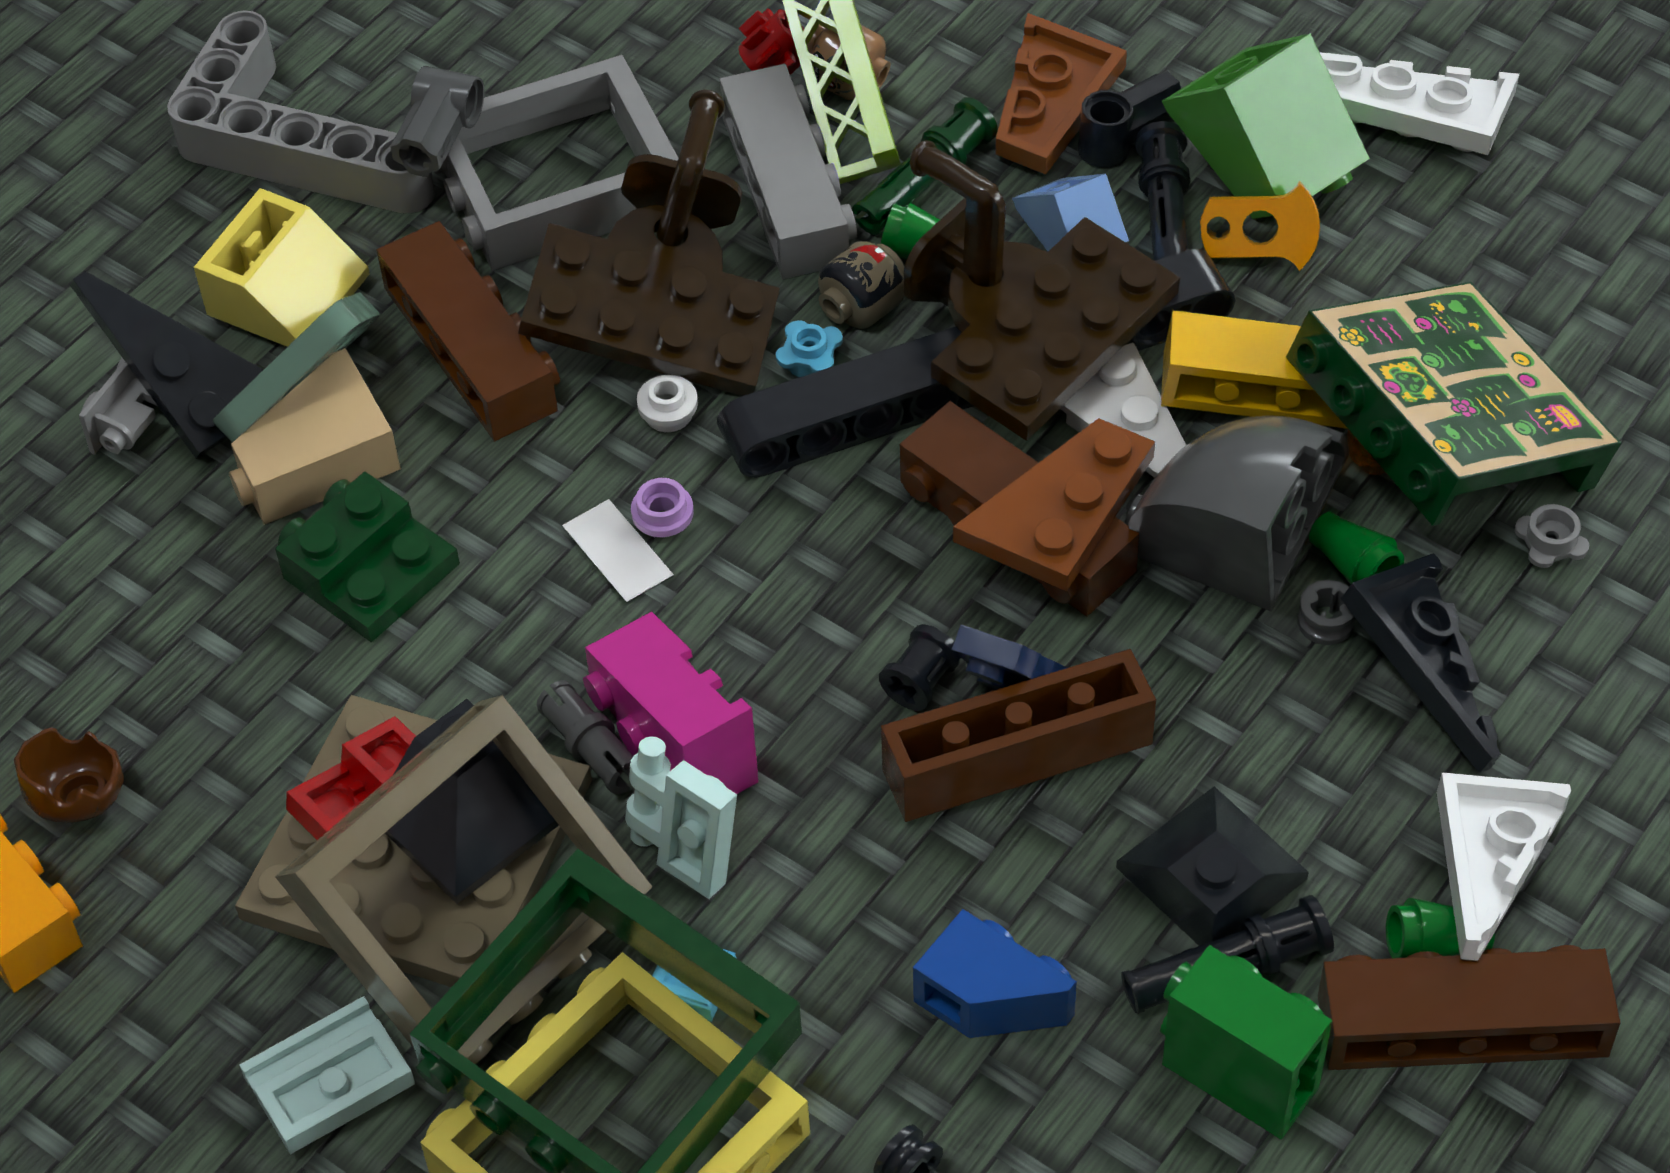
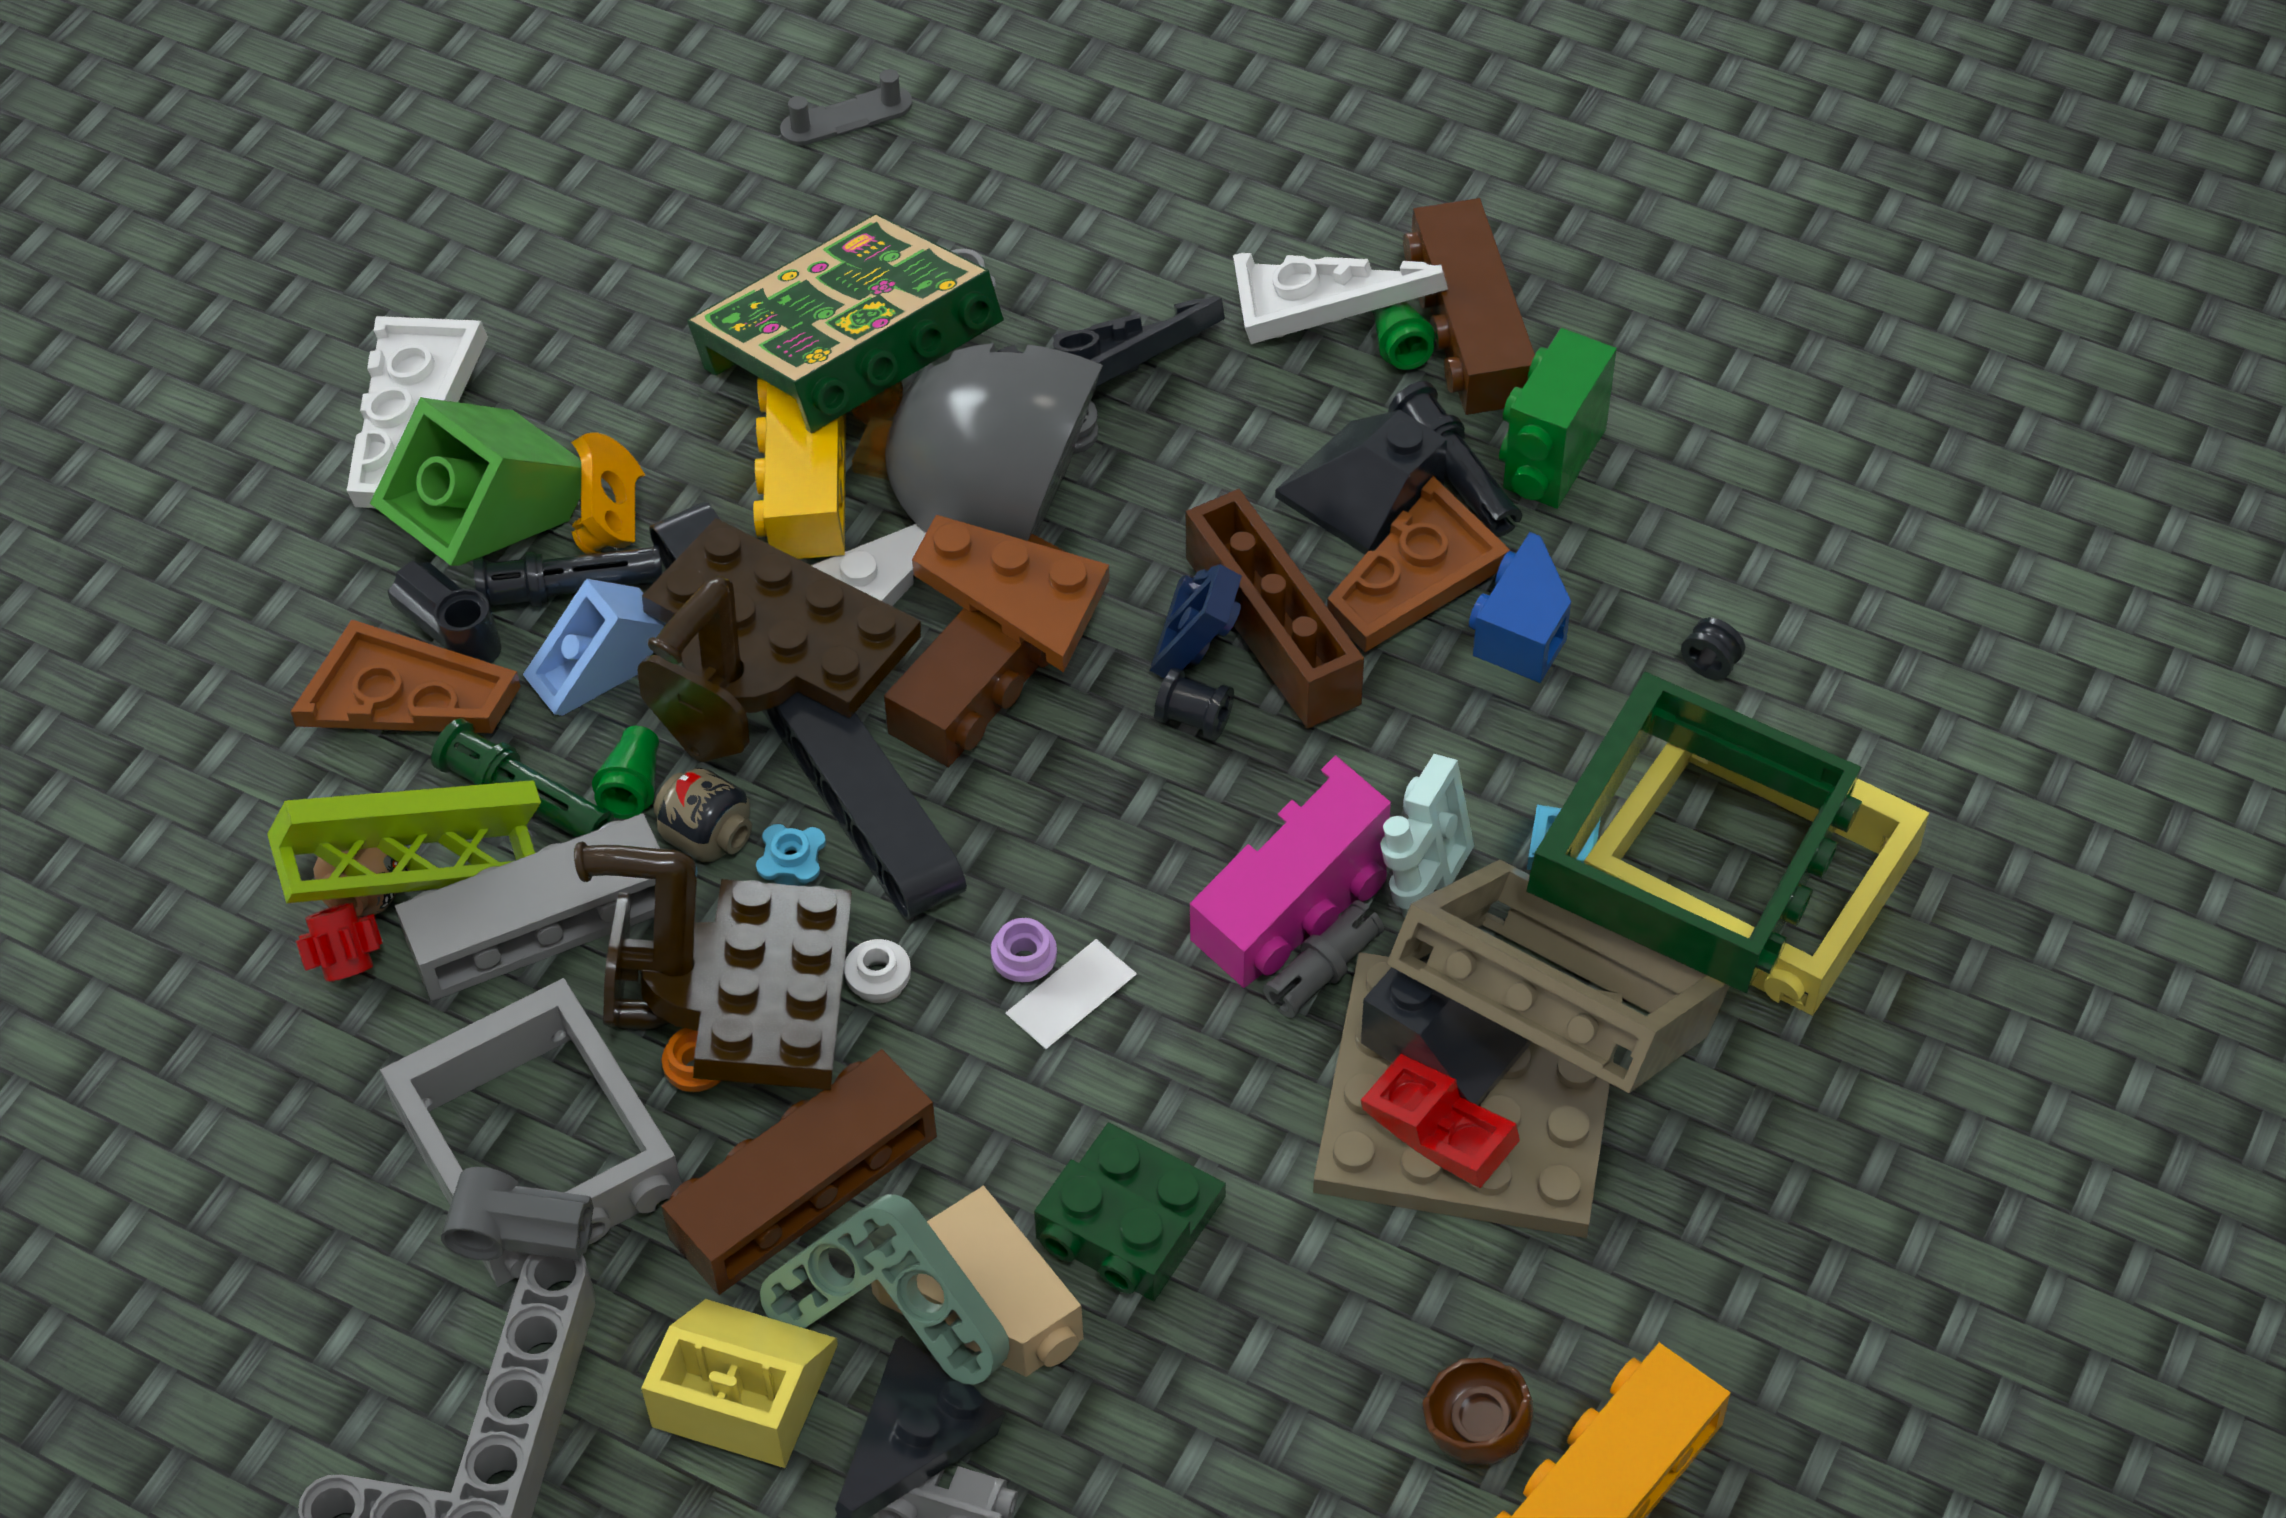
camera: 100 degrees left, 0 degrees up
(327, 1074) = (1751, 1100): light aqua plate -> none
(1073, 896) = (1419, 567): none -> dark orange wing

